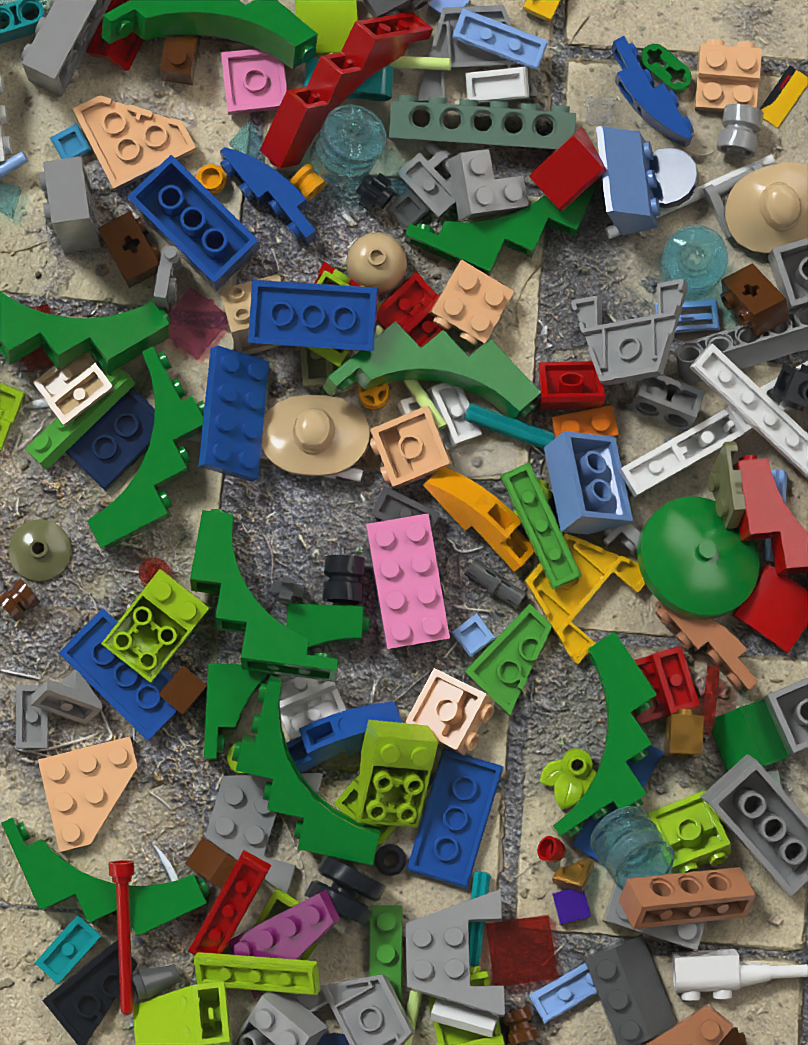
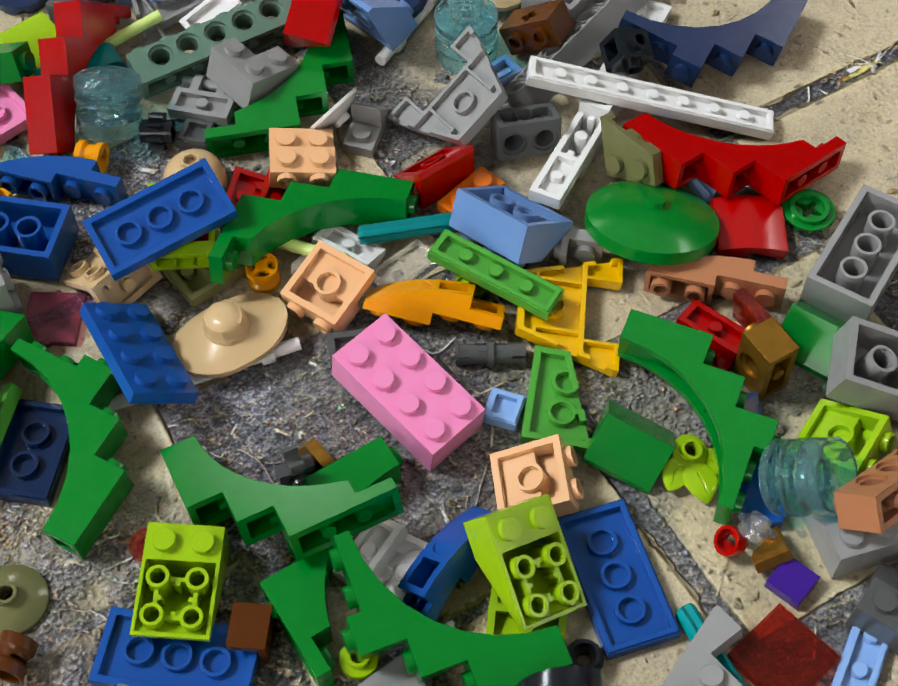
camera: 30 degrees left, 25 degrees down
(311, 584) = (318, 454): none -> pearl gold tile
(343, 580) = (341, 426): black wheel -> none
(527, 272) = (337, 114): none -> white dish
(538, 730) = (629, 447): none -> green slope
(548, 299) = (365, 129): none -> light grey slope
(571, 854) = (755, 527): none -> clear plate

